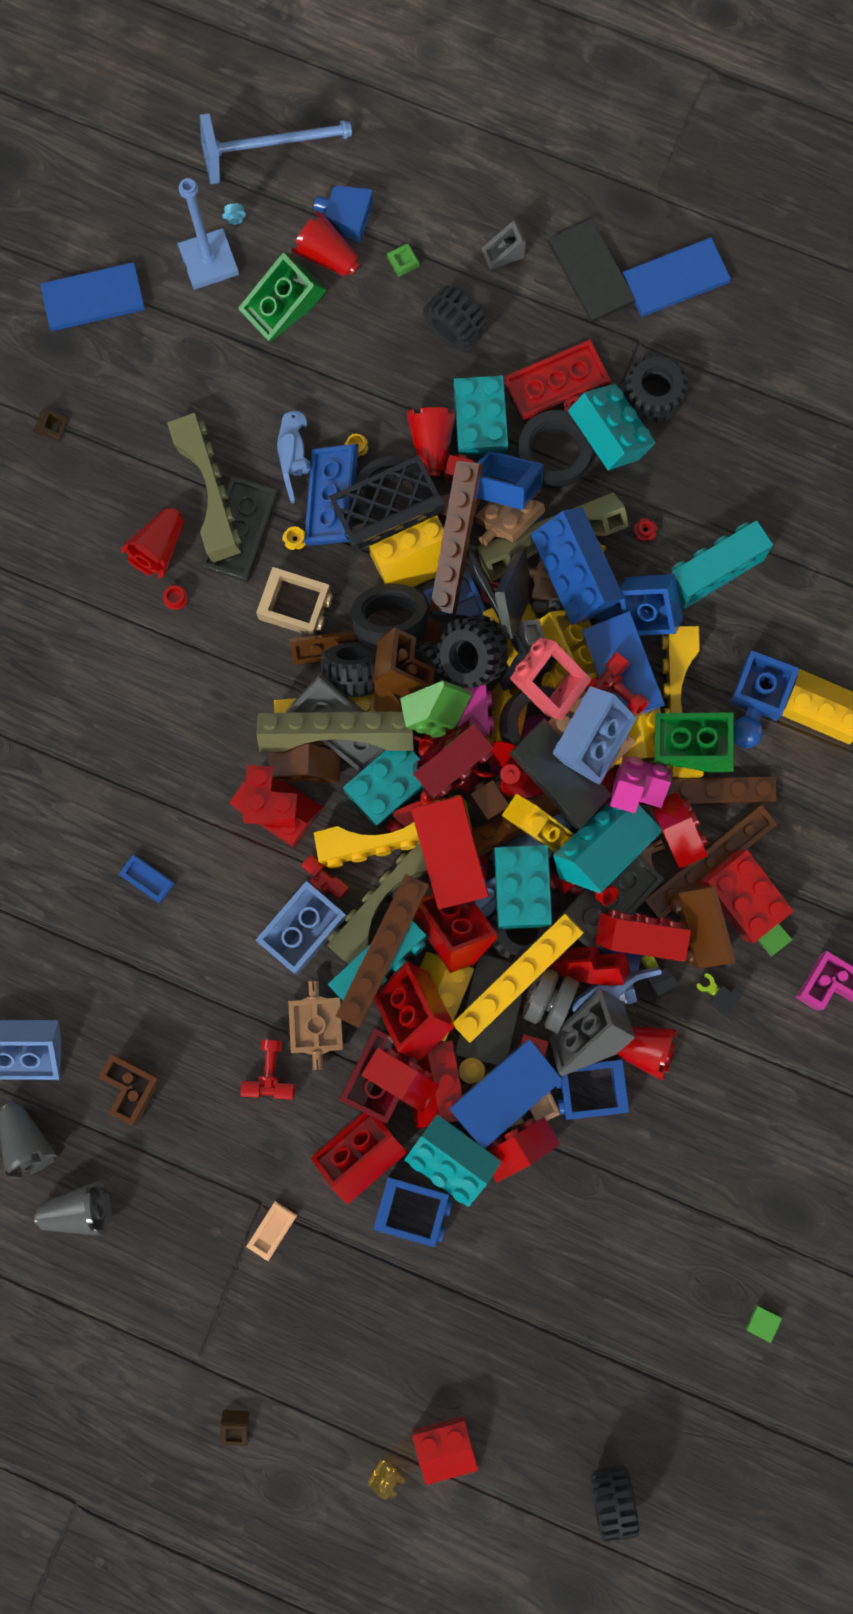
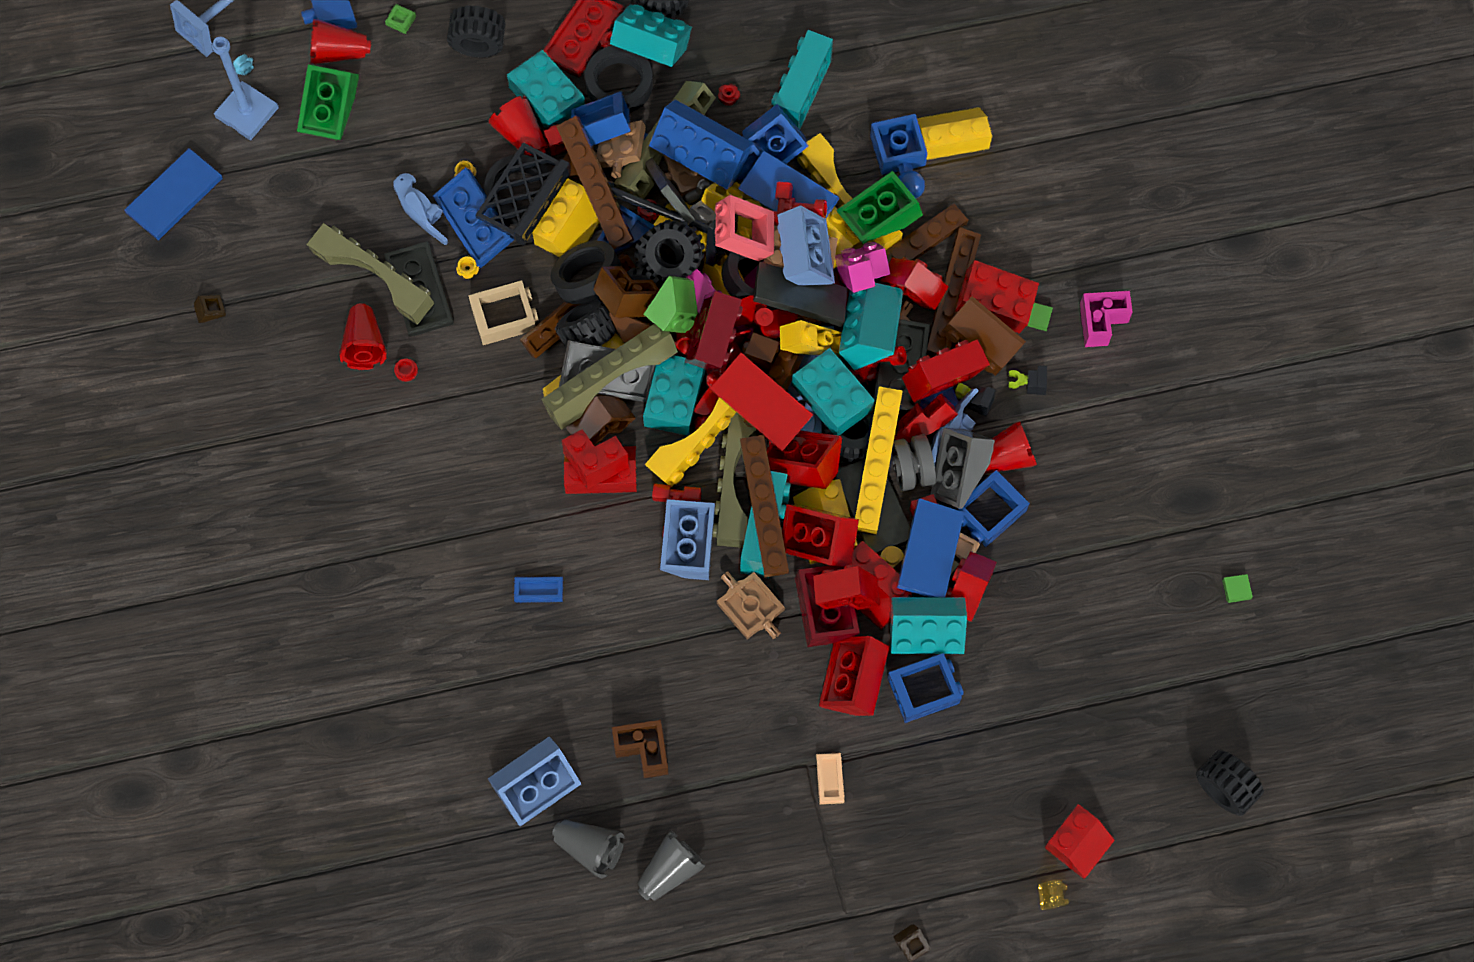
camera: 40 degrees left, 10 degrees down
(269, 1084) = (746, 671): red bar -> none

